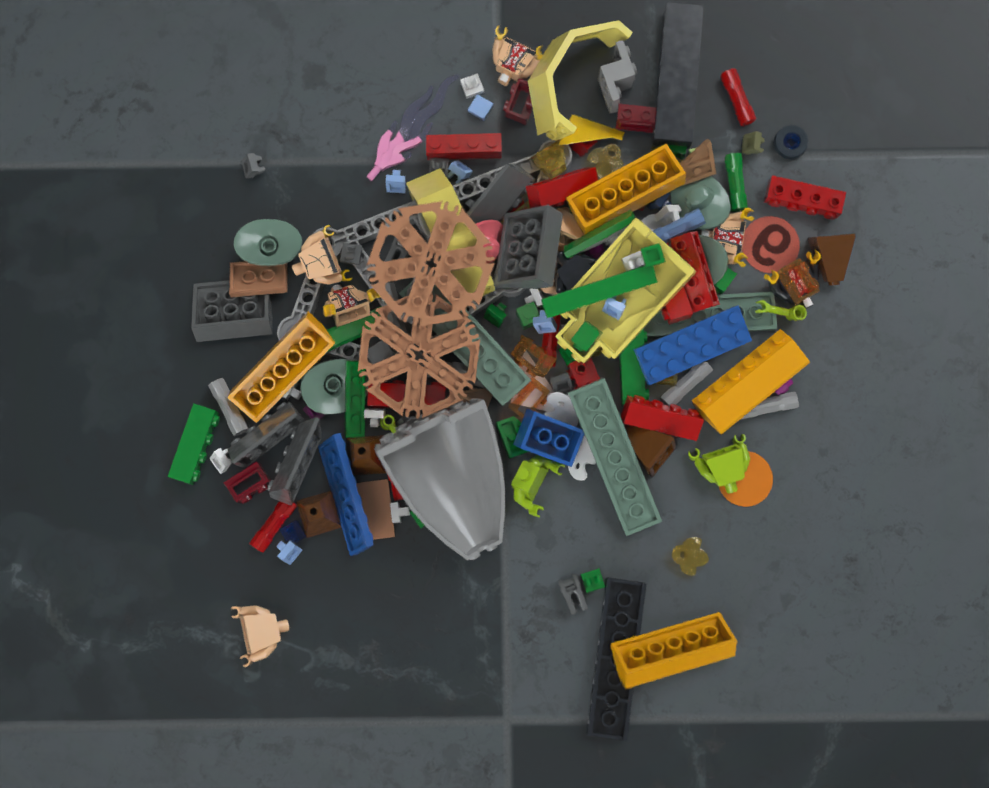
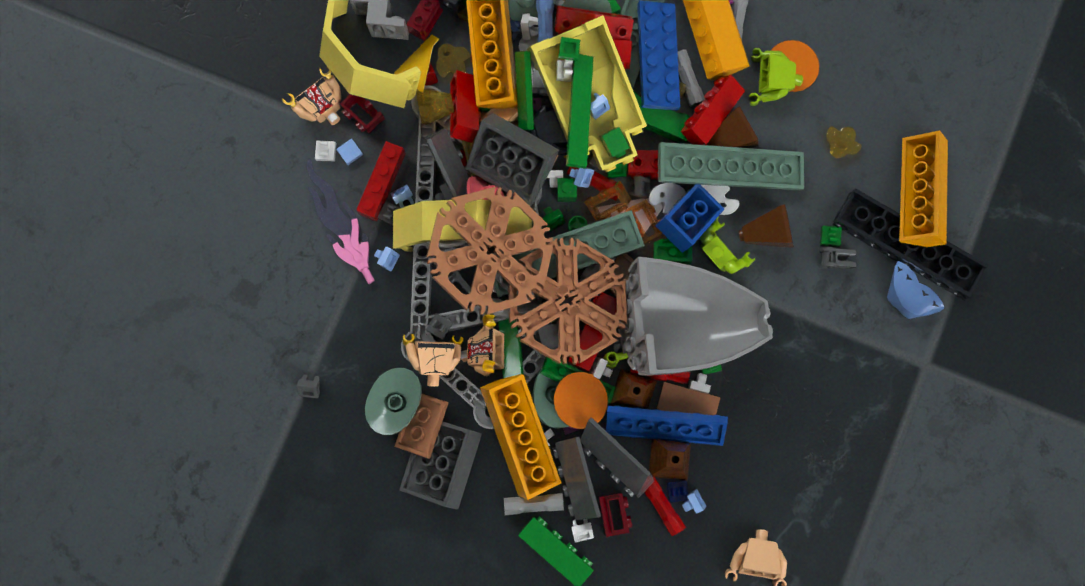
camera: 70 degrees left, 0 degrees up
(337, 406) = (579, 399): none -> orange sticker
(499, 335) = (576, 222): none -> green wheel
(566, 677) = (908, 294): none -> medium blue piece
(573, 519) = (769, 229): none -> reddish brown slope

